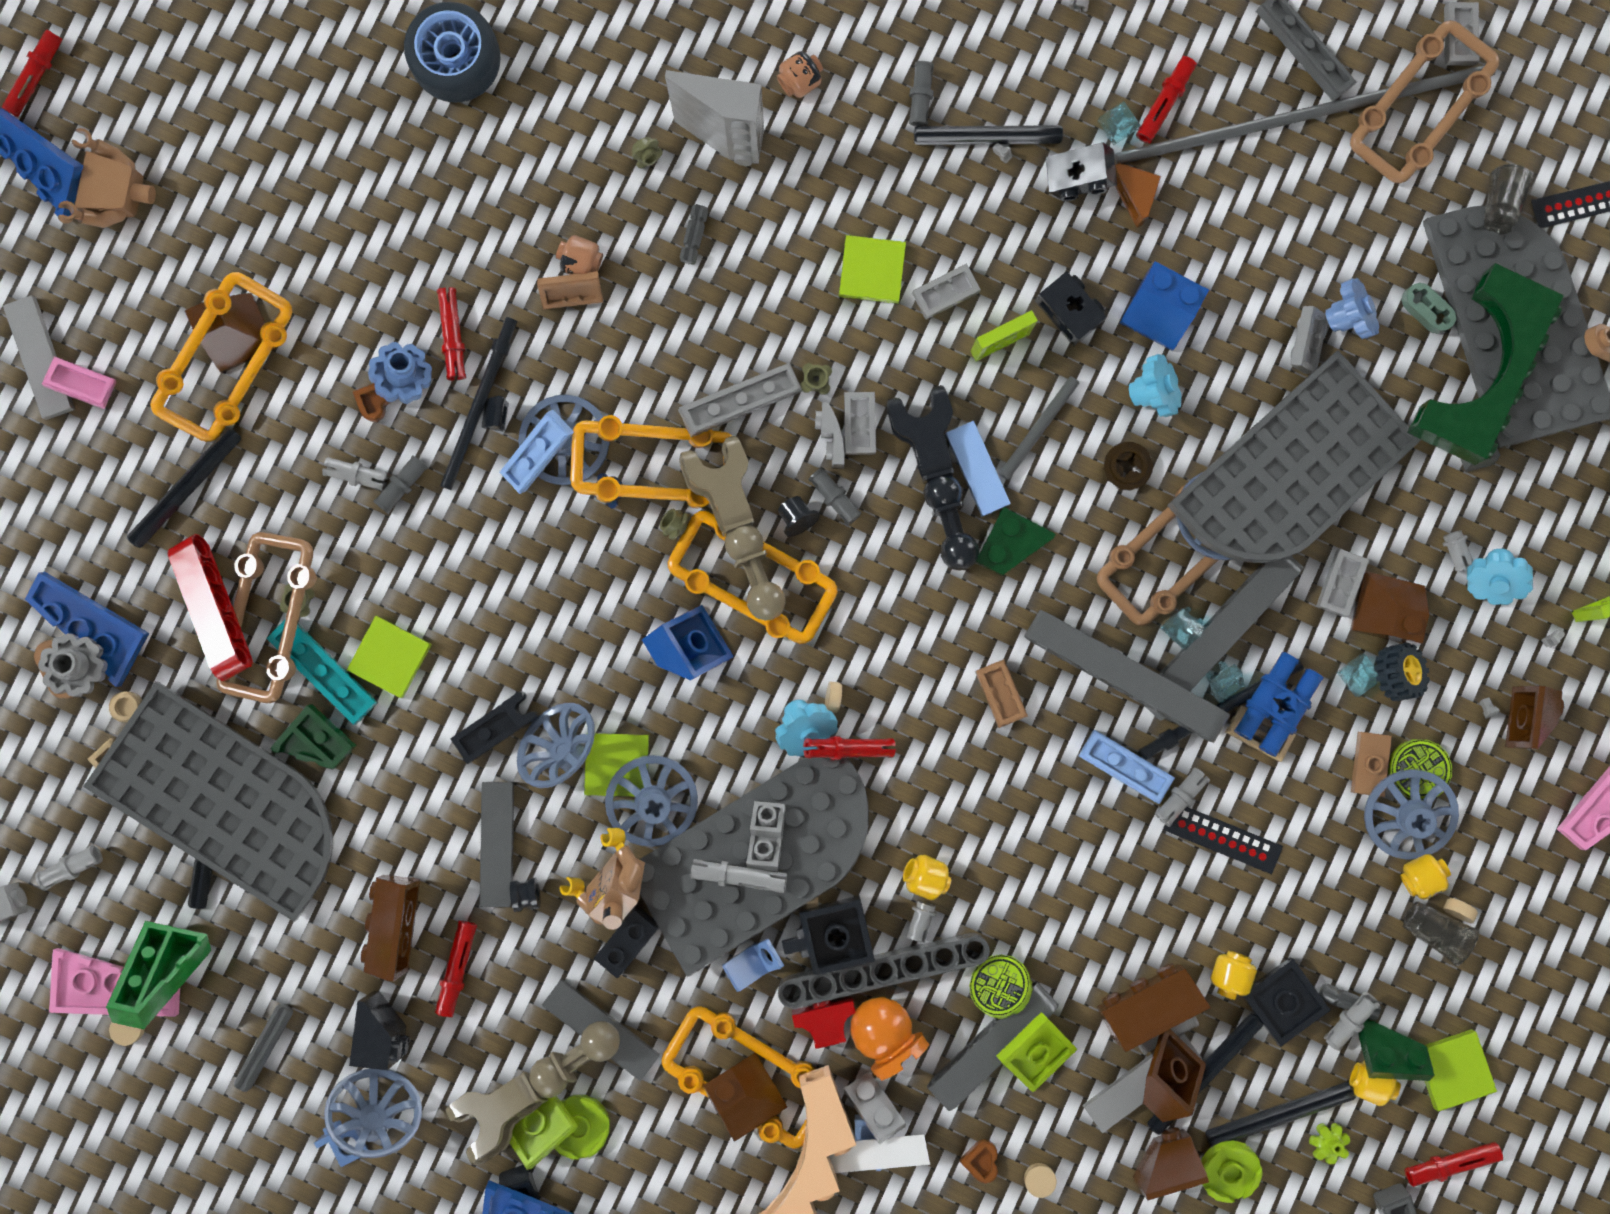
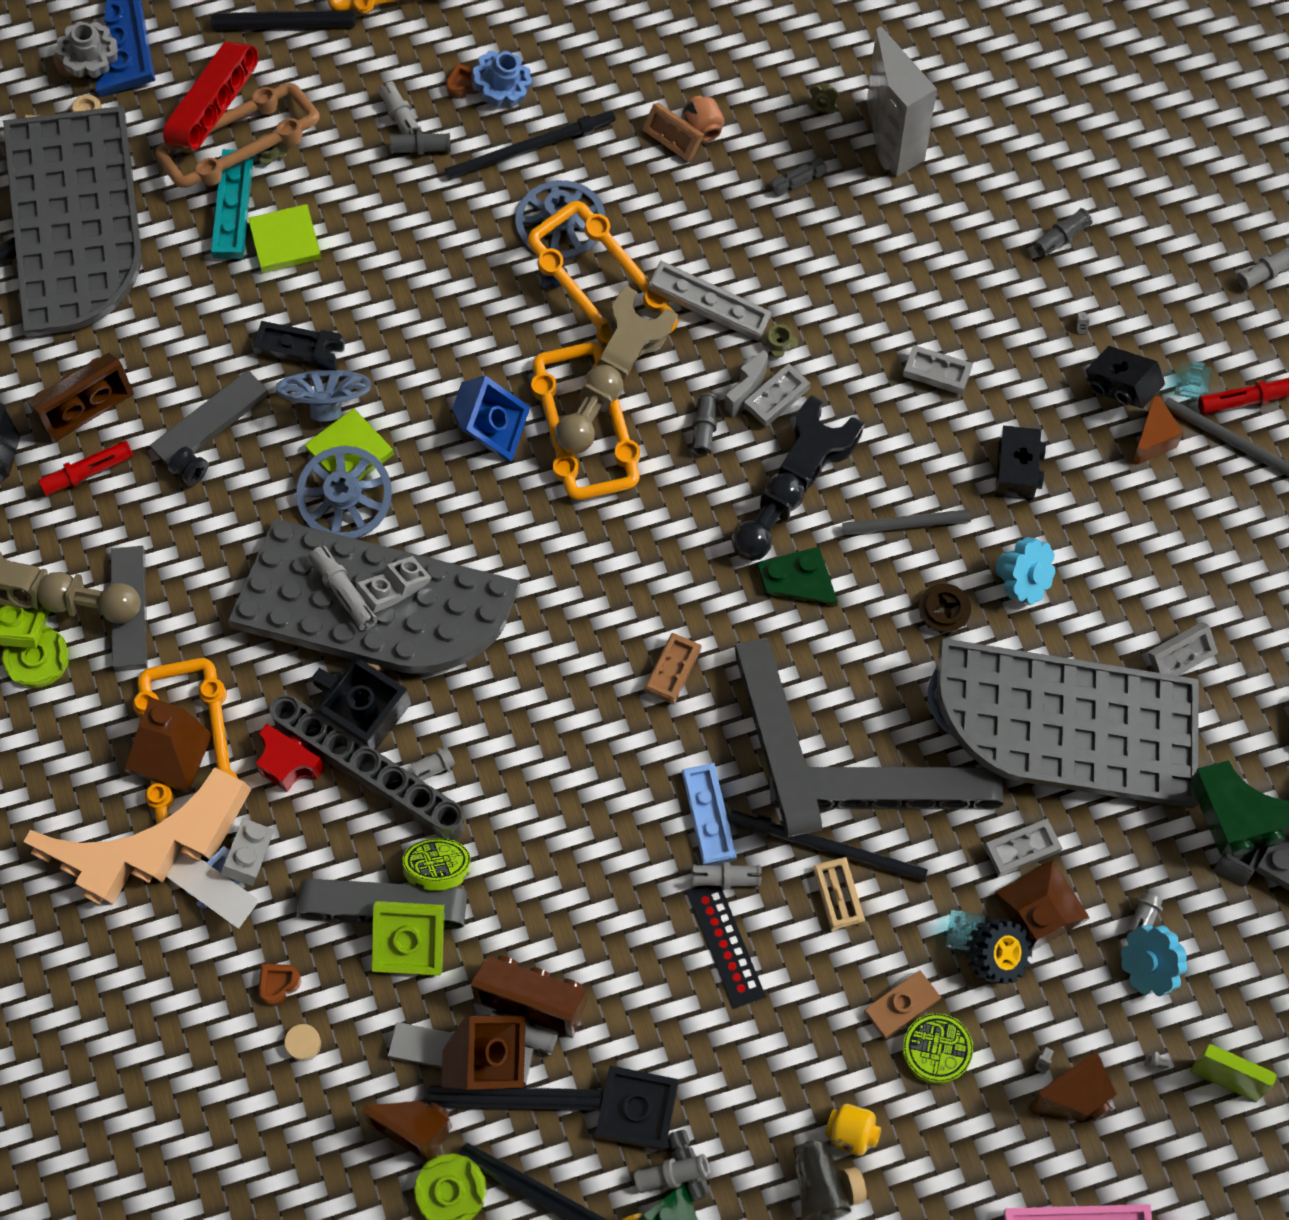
camera: 50 degrees right, 20 degrees down
(314, 739) = (175, 239): dark green wing -> none
(452, 342) = (554, 95): red pin -> none
(495, 413) = (535, 161): black slope -> none
(536, 451) = (531, 199): light blue tile -> none
(614, 888) = (255, 510): medium nougat torso -> none
(627, 942) = (216, 563): black brick -> none
(674, 523) = (571, 335): olive plate -> none
(751, 964) = (279, 667): medium blue bracket -> none
(797, 516) = (661, 411): black piece -> none
(800, 74) = (987, 145): nougat head -> none
(803, 722) = (504, 546): medium azure plant -> none
(833, 696) = (549, 550): tan tile -> none
(838, 748) = (520, 589): red pin -> none
(872, 269) = (900, 310): lime tile -> none
(884, 1033) = (314, 803): orange tile -> none
(927, 877) = (472, 736): yellow head -> none
(977, 468) = (829, 505): light blue tile -> none
(988, 135) = (1084, 302): black axle -> none
(1003, 336) = (944, 428): lime tile -> none
(1123, 557) = (867, 726): medium nougat bar -> none
(1164, 306) = (1092, 525): blue slope -> none
(1183, 627) = (862, 752): clear light blue tile -> none
(1225, 683) = (851, 826): clear light blue tile -> none
(1233, 974) = (619, 1041): yellow head -> none
(1293, 702) = (882, 861): blue pin -> none
(1354, 311) = (1241, 661): medium blue plant -> none
(1413, 816) = (894, 1071): sand blue wheel -> none

